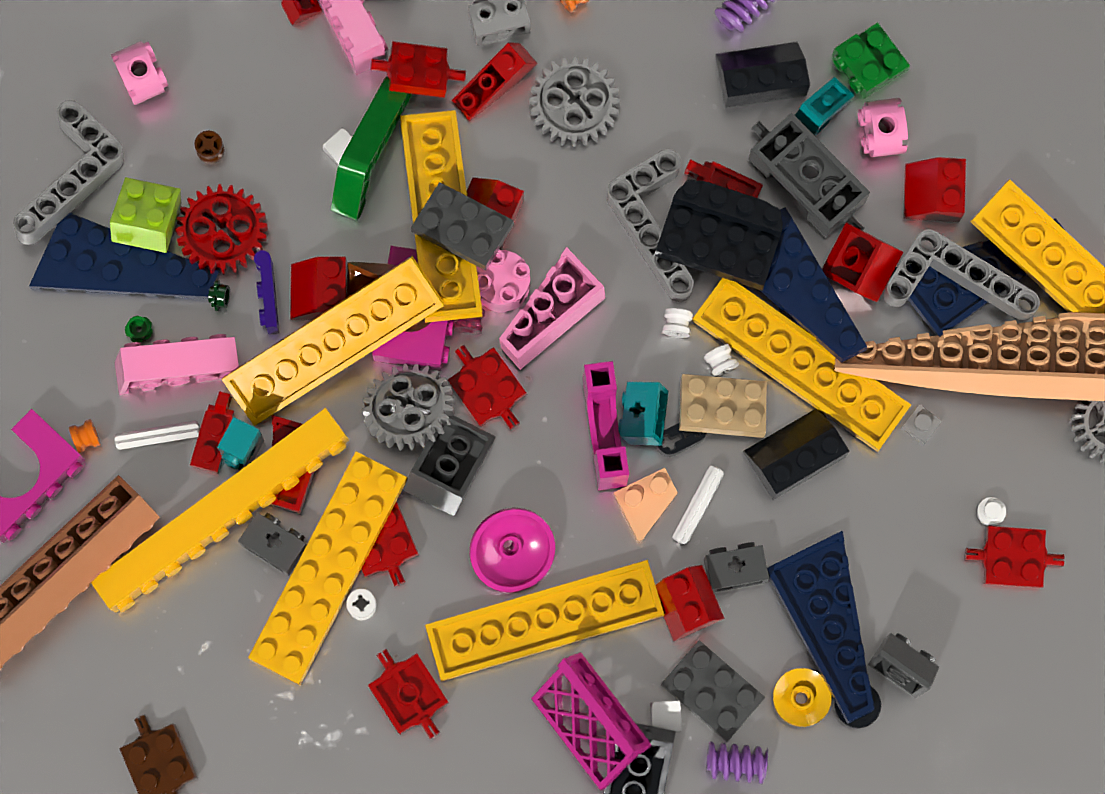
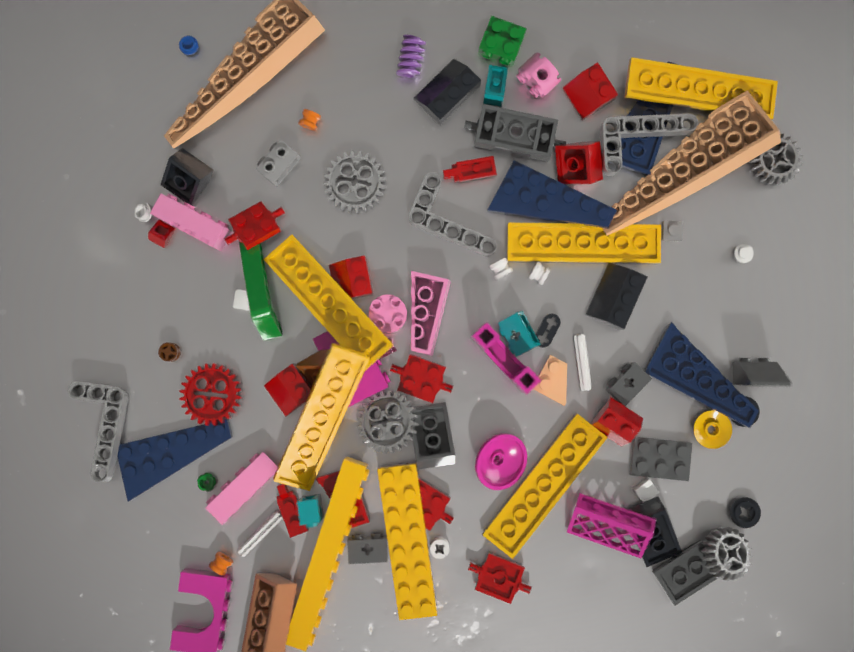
camera: 30 degrees left, 10 degrees up
(139, 87) = (88, 340): bright pink brick -> none
(145, 215) = (162, 418): lime brick -> none
(219, 295) = (237, 432): dark green plate -> none
(267, 291) = (262, 411): dark purple plate -> none
(462, 226) = (345, 301): dark grey plate -> none
(494, 79) = (301, 200): red slope -> none
(721, 233) = (491, 201): black plate -> none
(723, 405) = (558, 298): tan plate -> none
(737, 762) = (703, 490): medium lavender piece -> none
(1014, 556) = (772, 269): red plate -> none

